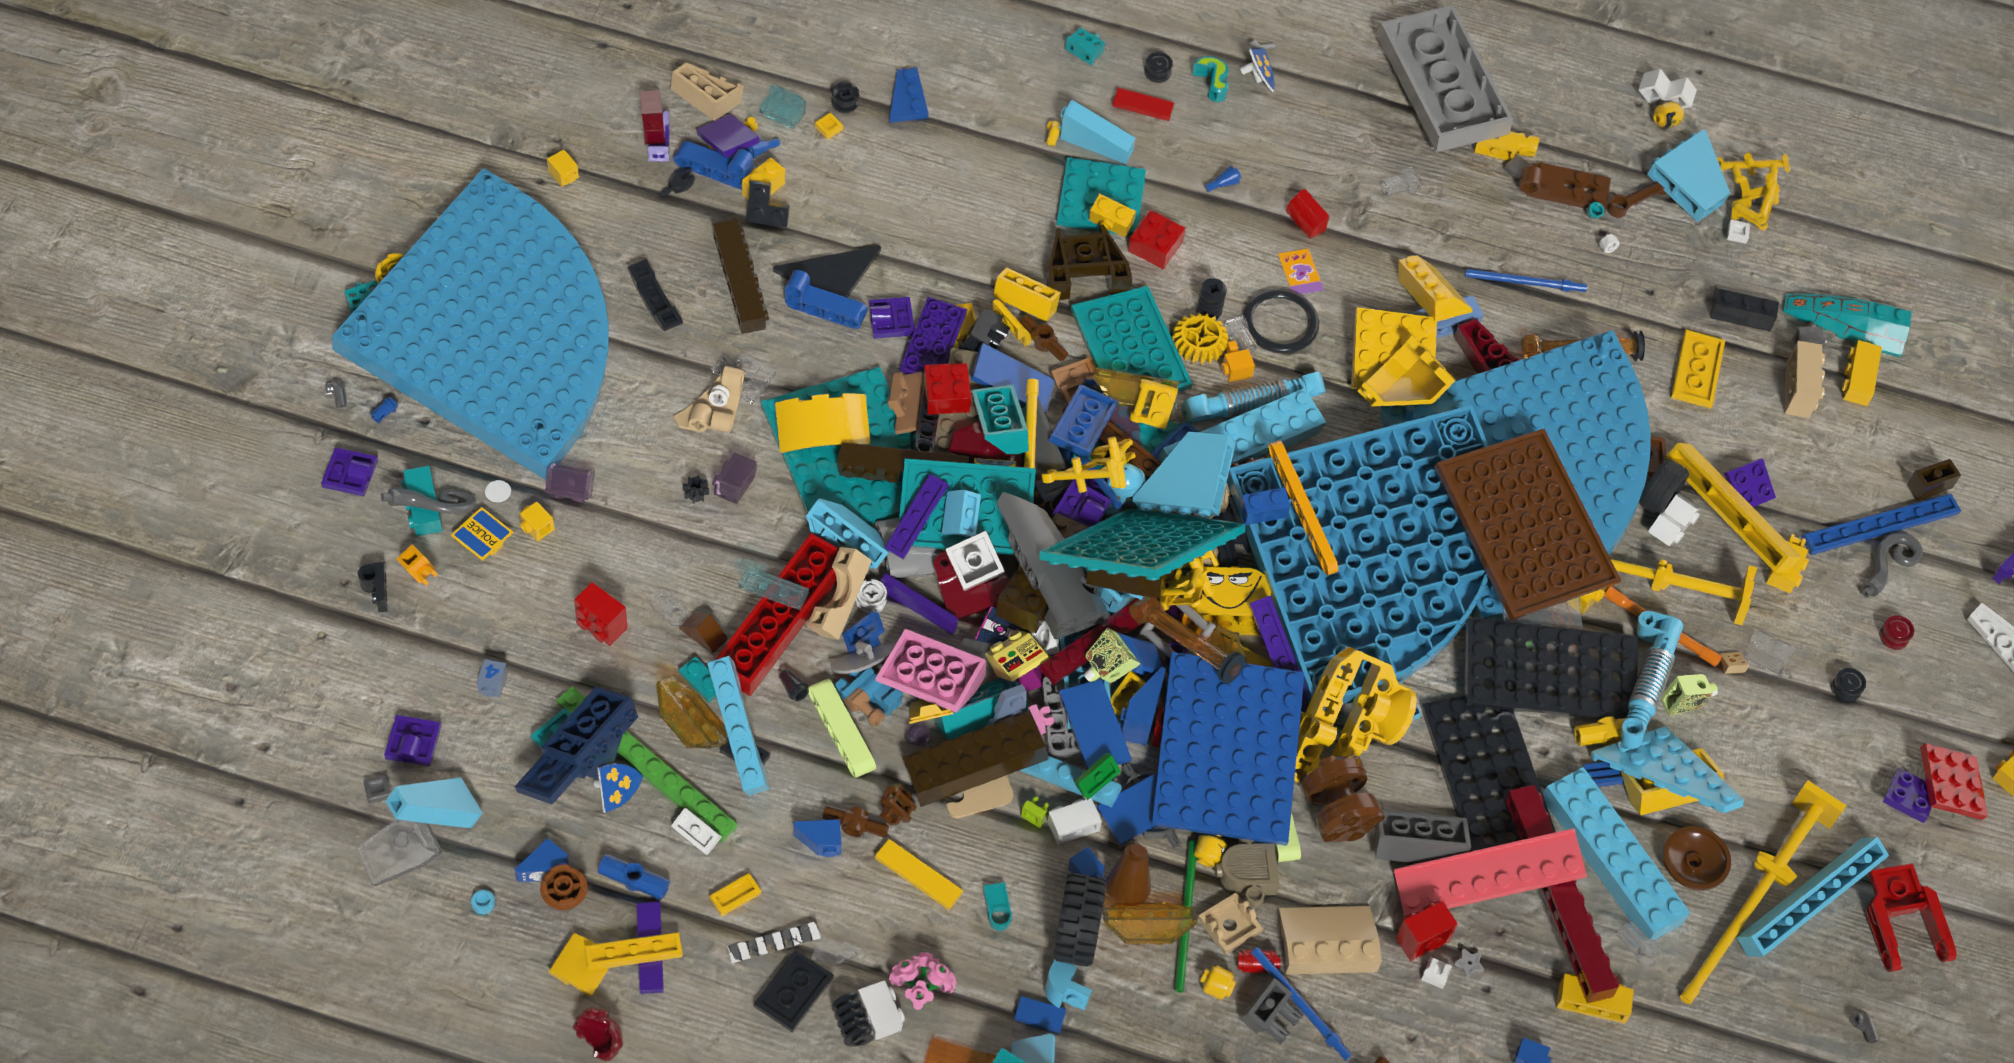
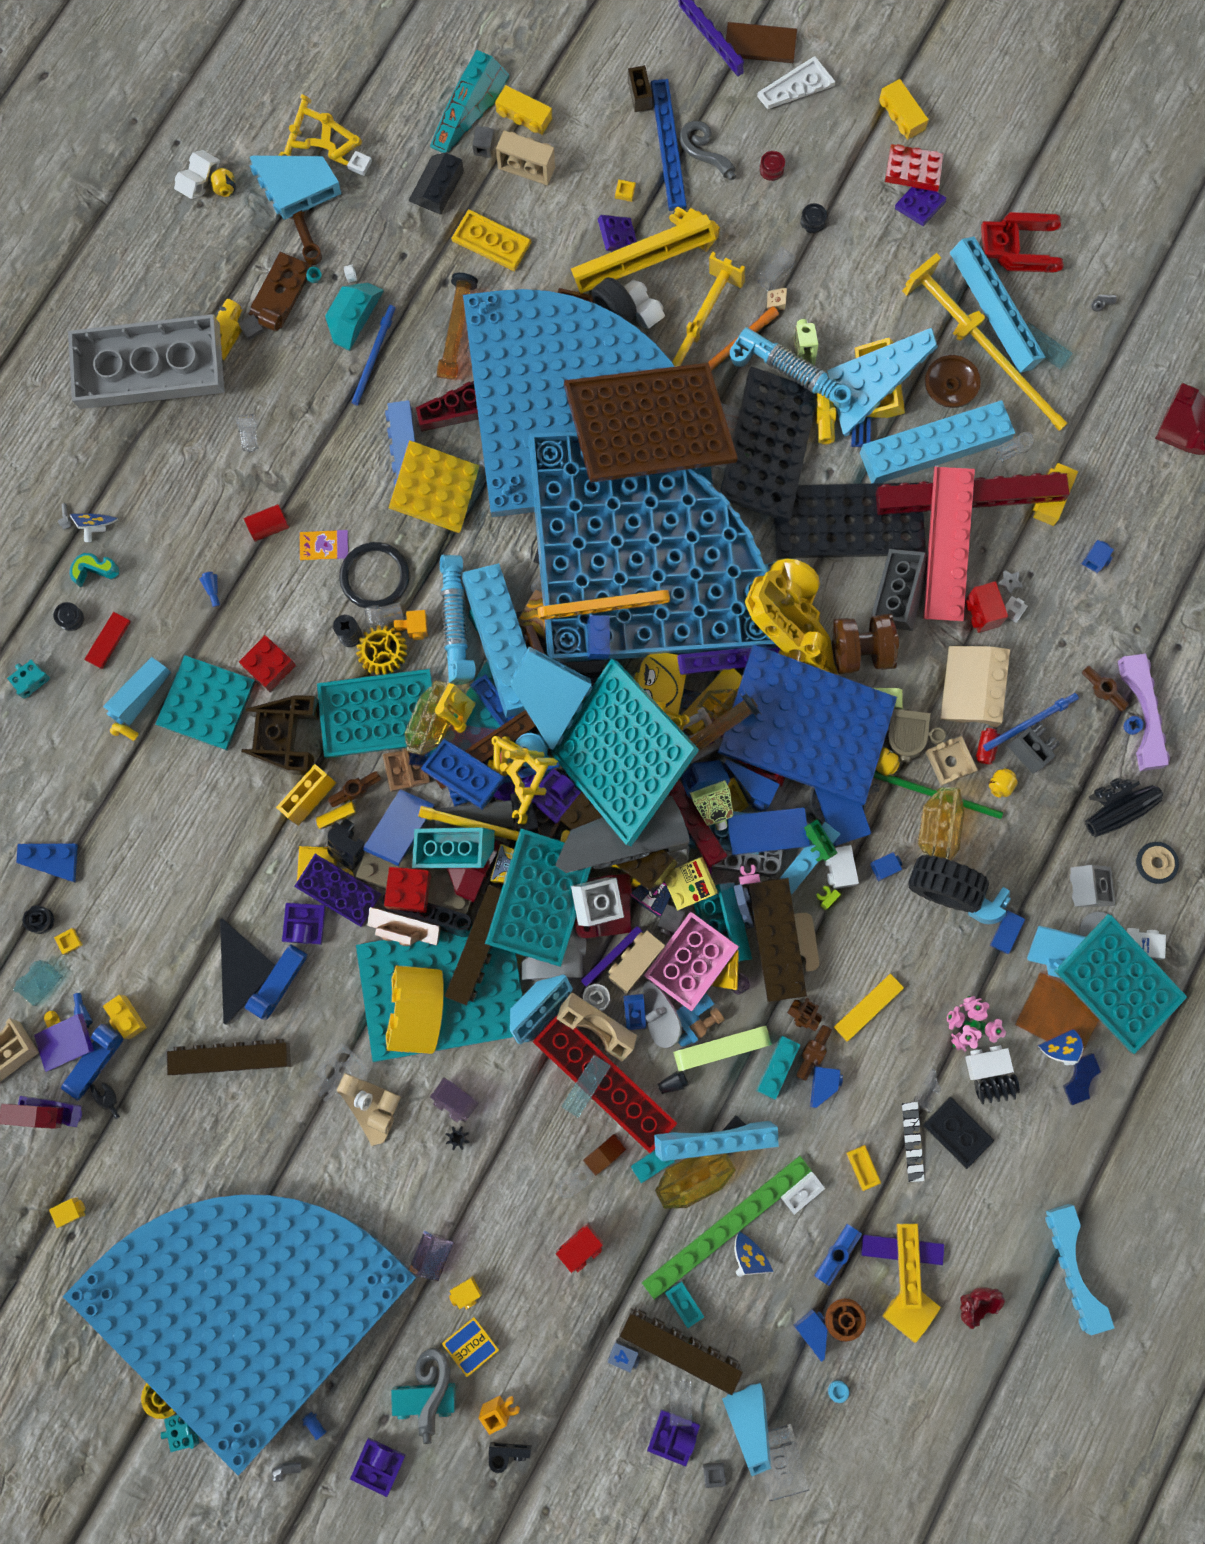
camera: 70 degrees left, 20 degrees up
(450, 740) = (680, 1403): none -> clear tile
(498, 491) = (421, 1324): white sticker -> none
(506, 727) = (681, 1351): none -> dark brown brick
(580, 745) = (721, 1290): dark blue wedge -> none
(653, 296) = (236, 1143): black slope -> none
(760, 208) = (158, 1024): black plate -> none
(830, 784) = (777, 1067): none -> teal brick
(916, 516) = (542, 944): dark purple tile -> none
(919, 616) = (635, 961): none -> tan brick
(961, 513) = (551, 904): medium azure panel -> none
(997, 901) = (902, 946): teal piece -> none
(1112, 215) = (238, 698): yellow brick -> none
(1130, 876) = (905, 835): reddish brown cone -> none
(1408, 378) = (475, 481): yellow panel -> none
(1431, 289) = (375, 436): yellow slope -> none
(1567, 252) = (351, 311): none -> teal wedge
(1783, 966) = (1051, 349): none -> clear light blue tile
(1807, 489) = (625, 190): none -> yellow tile

